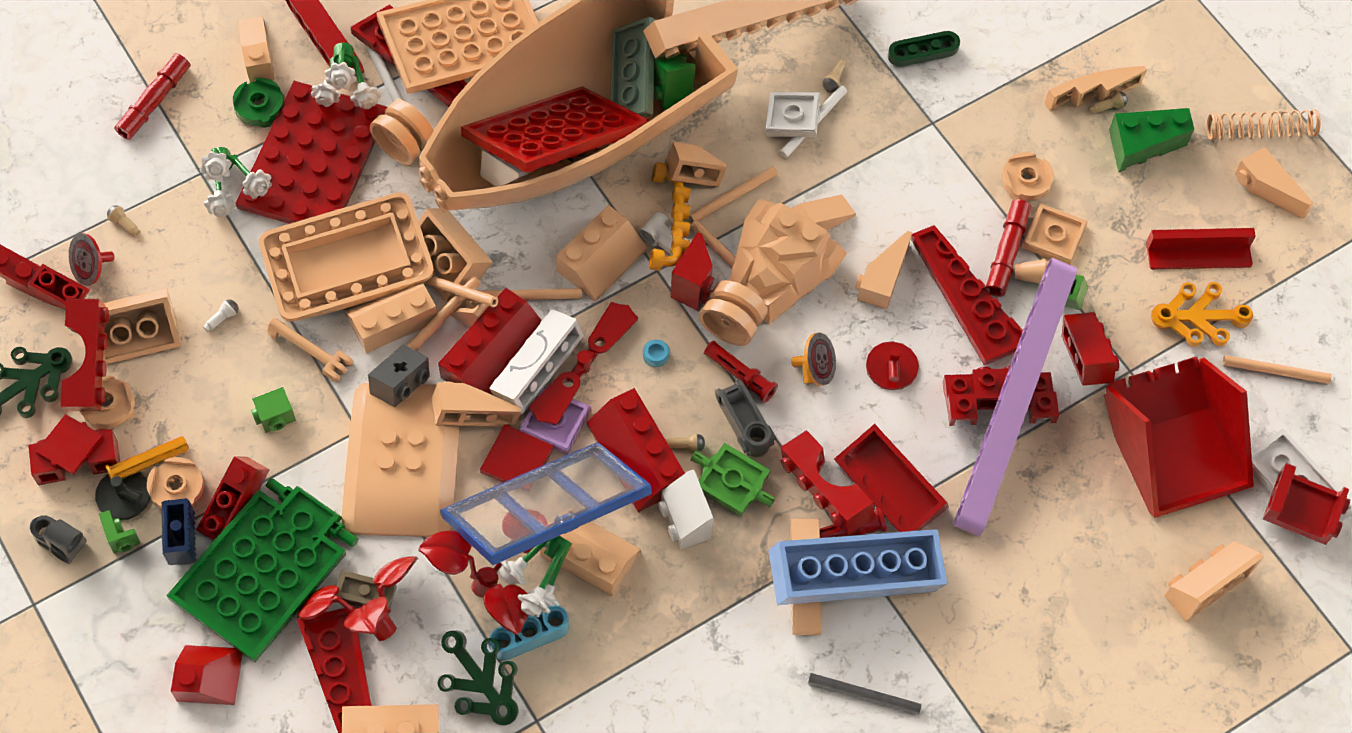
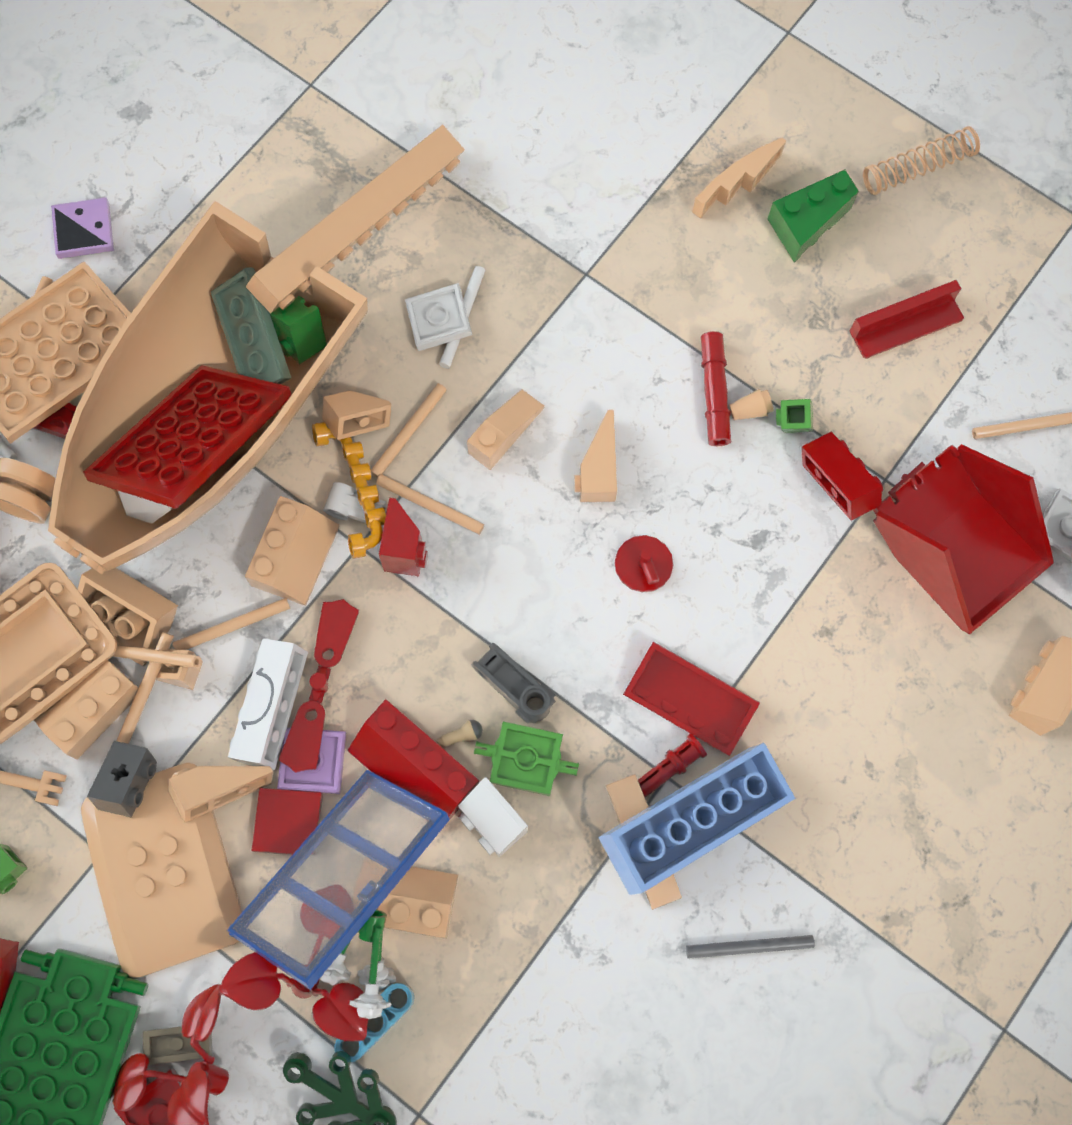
camera: 20 degrees left, 10 degrees up
(490, 343) = (210, 704): red slope -> none
(656, 353) = (392, 642): medium azure tile -> none
(733, 313) = (459, 571): light nougat wheel -> none
(750, 377) = (503, 635): red pin -> none
(783, 256) = (485, 491): light nougat wedge -> none
(818, 360) = (567, 591): shield -> none
(831, 81) = (465, 264): piece -> none
(847, 505) = (659, 748): red arch -> none
(931, 43) = (553, 185): dark green plate -> none
(979, 314) = (713, 474): red wing -> none
(981, 390) = (763, 552): red bracket -> none
(1015, 397) = (789, 560): lavender beam -> none
(1024, 189) = (705, 316): light nougat plate -> none
(1054, 234) = (756, 355): light nougat tile -> none
(1117, 100) = (766, 183): tan piece -> none
(1199, 316) = (933, 395): light orange plant -> none
(1270, 181) = (952, 221): light nougat slope -> none

